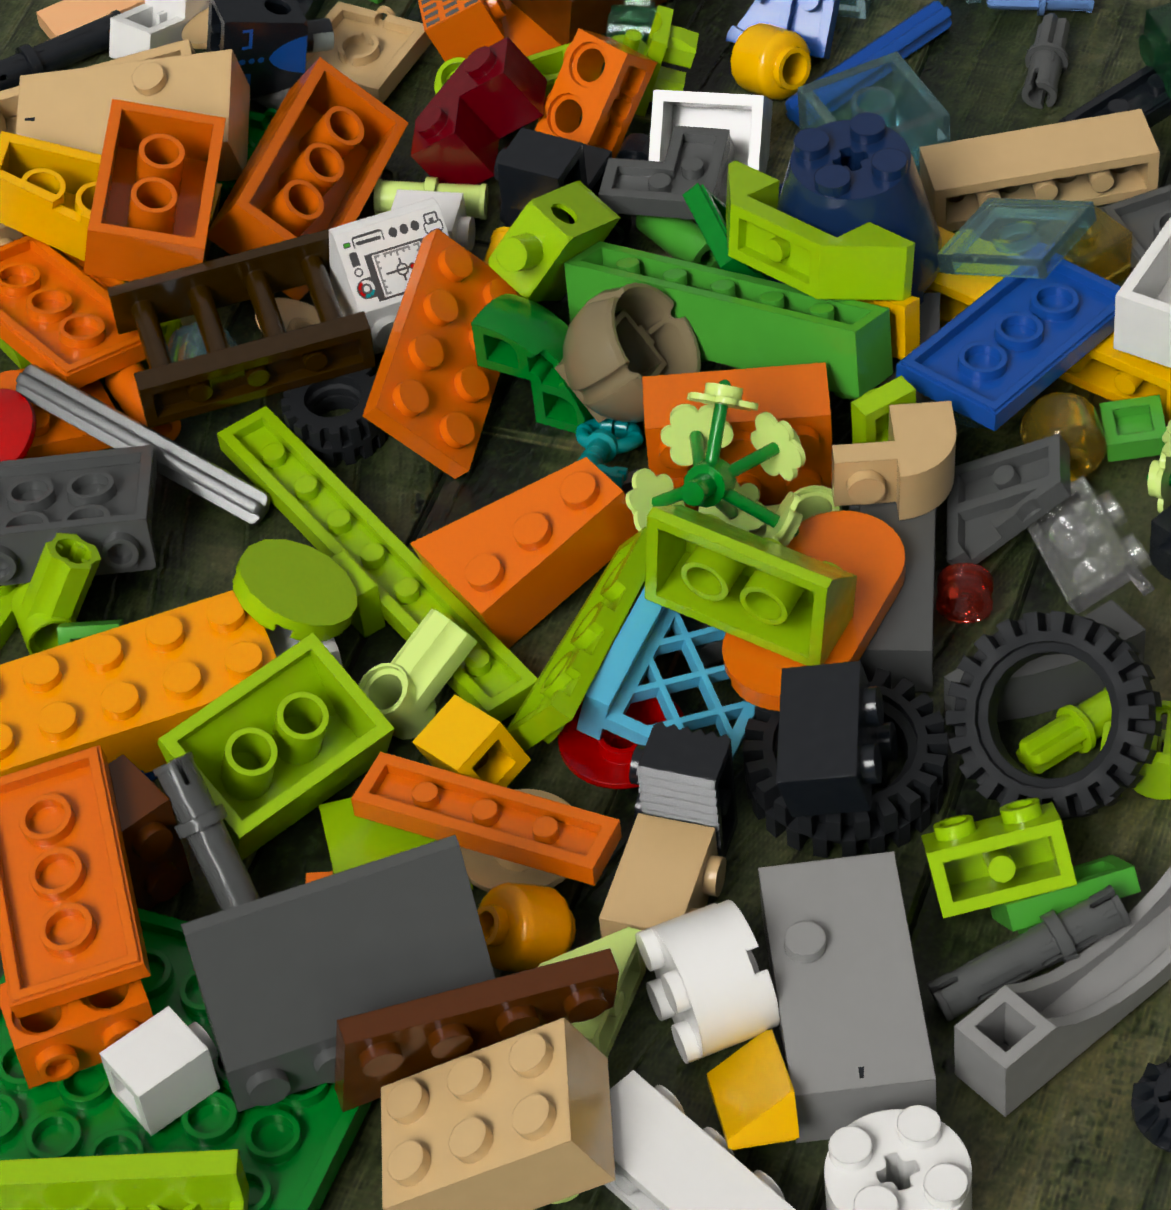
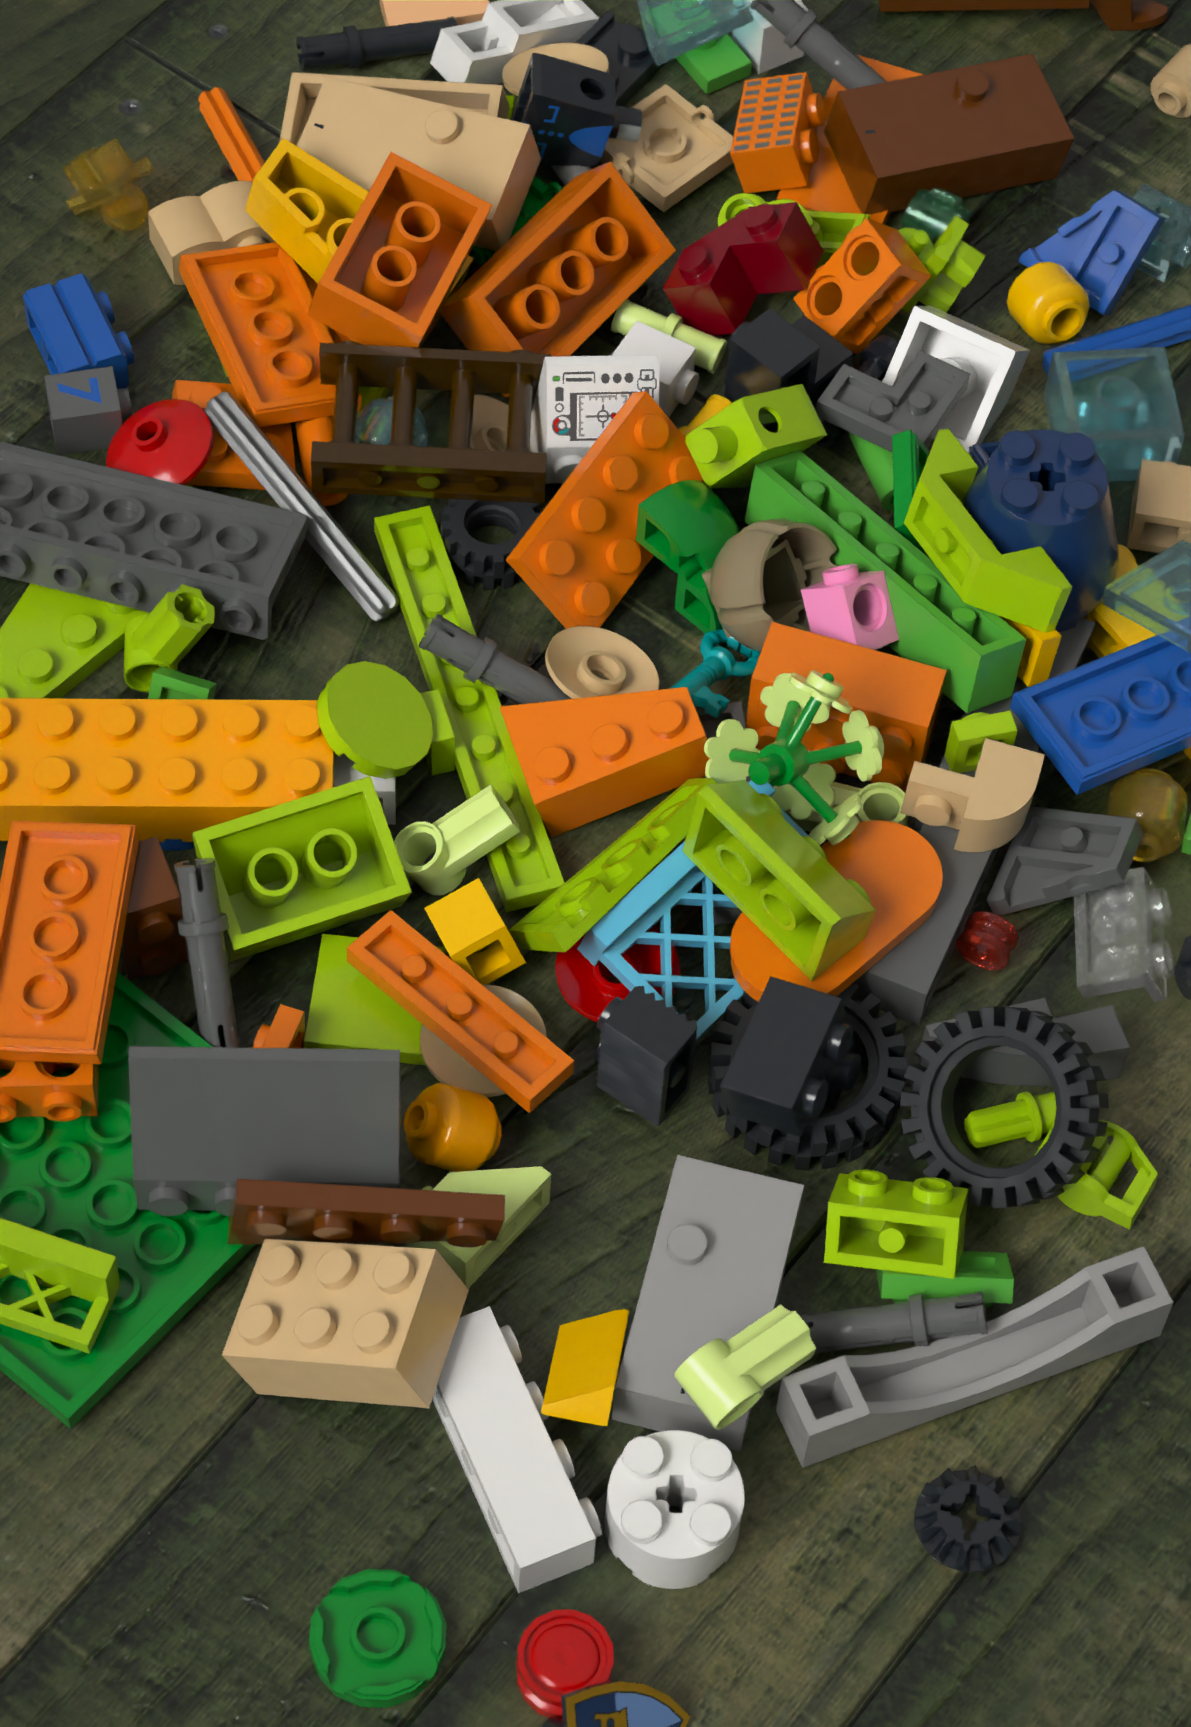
camera: 10 degrees right, 10 degrees up
(161, 1069) = (83, 1148): white brick -> none
(376, 512) = (488, 664): none -> dark grey pin
(480, 480) = (598, 663): none -> tan dish
(662, 874) = (591, 1137): tan brick -> none
(708, 980) = (589, 1245): white brick -> none
(710, 341) = (851, 607): none -> bright pink brick
(909, 1034) = (733, 1374): none -> yellowish green piece

